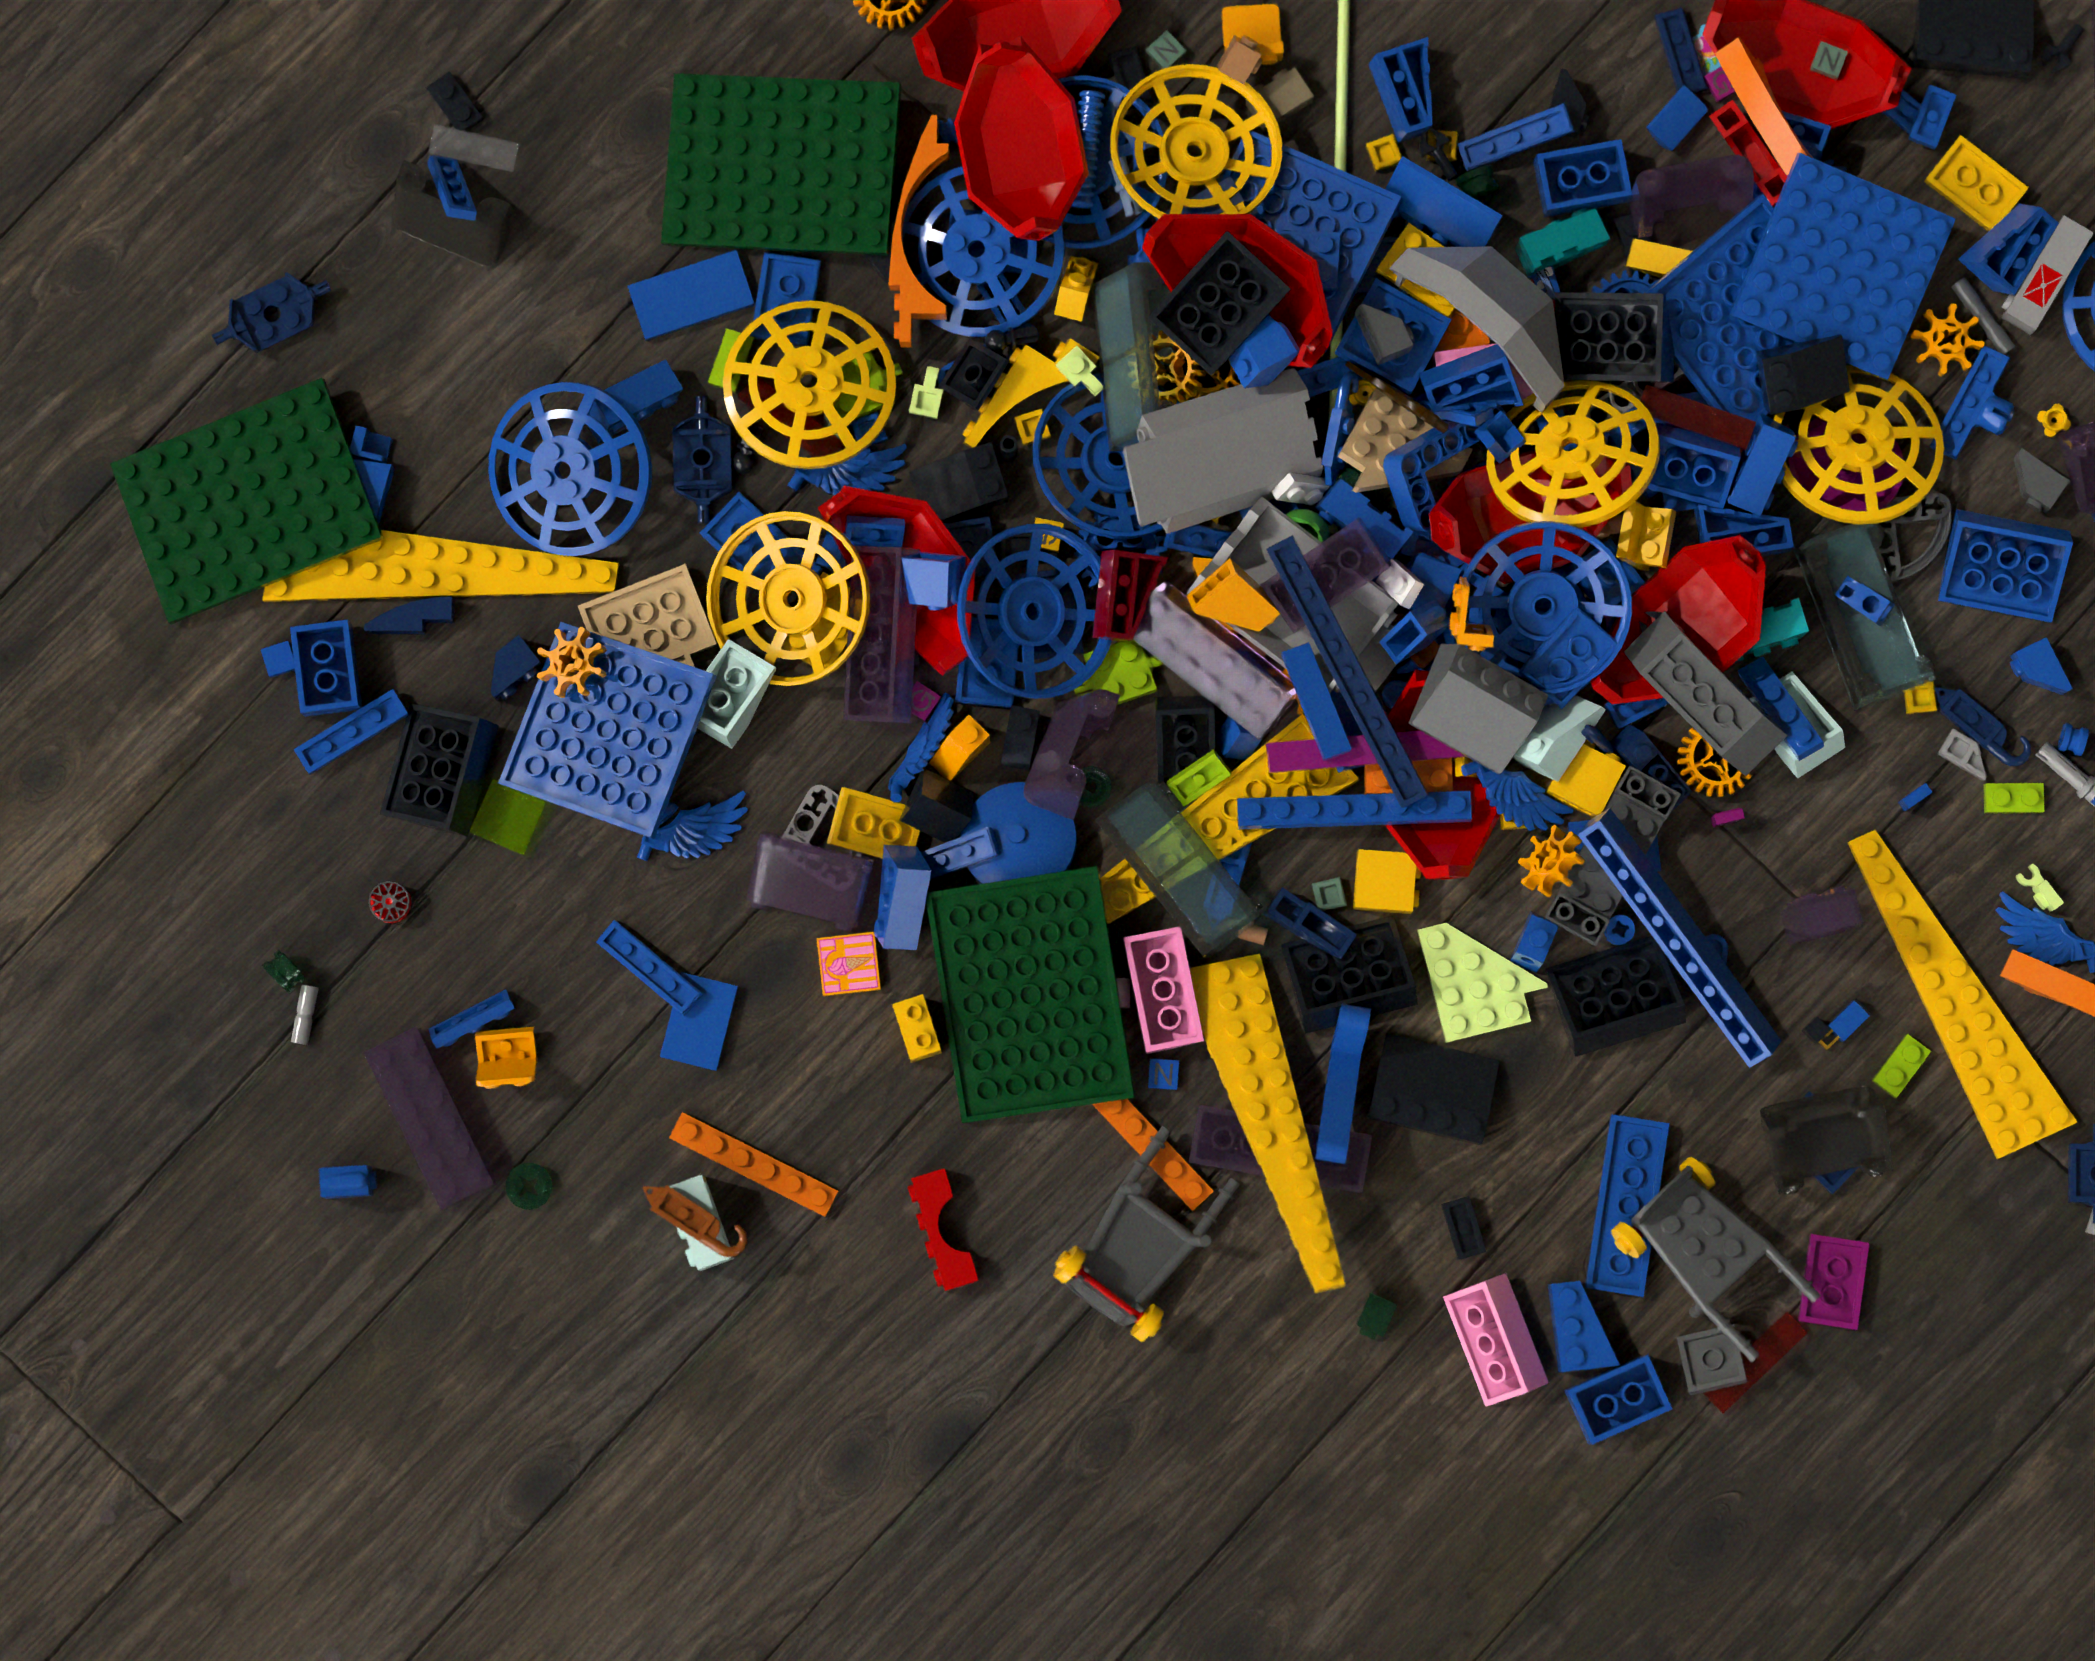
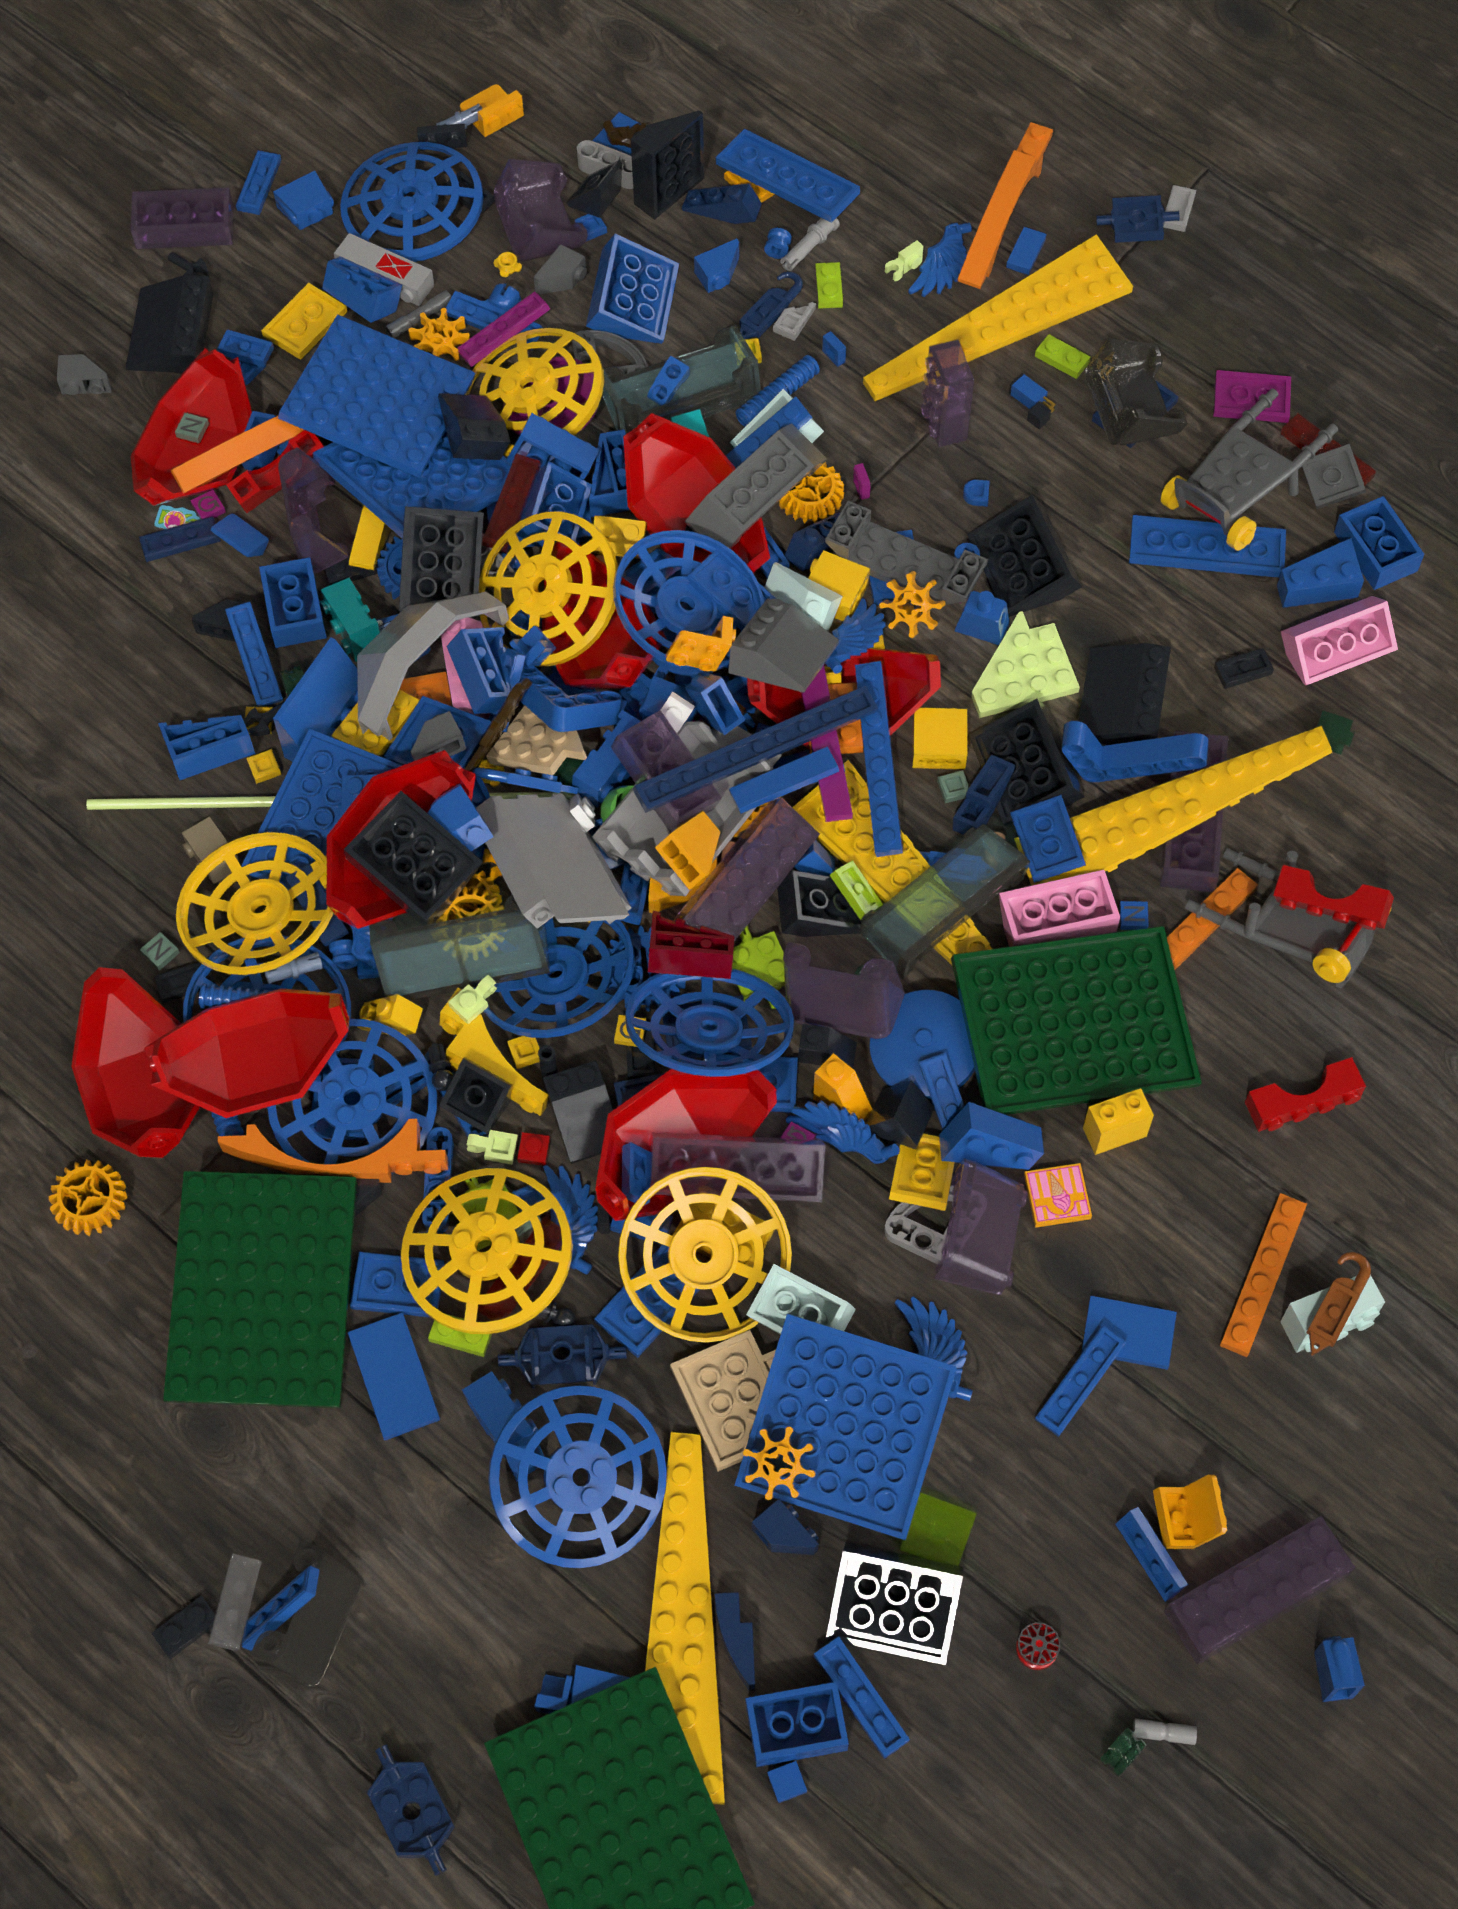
camera: 90 degrees left, 20 degrees down
(529, 1172) = (1313, 1475): clear green gear -> none
(893, 344) = (434, 1180): none -> blue beam
(924, 435) = (534, 1149): none -> red plate
(933, 578) = (684, 1107): torso -> none
(1164, 1245) = (1366, 906): none -> red arch
(1240, 58) = (172, 869): medium nougat brick -> none
(1248, 985) = (1048, 838): none -> blue tile
(1258, 23) = (148, 876): light orange bracket -> none
(1595, 736) = (801, 568): dark blue piece -> none
(1679, 937) = (971, 502): blue brick -> none
(1858, 729) = (789, 381): none -> blue piece
(1949, 412) = (503, 329): none -> magenta tile
(2058, 1036) = (1026, 250): none -> blue tile

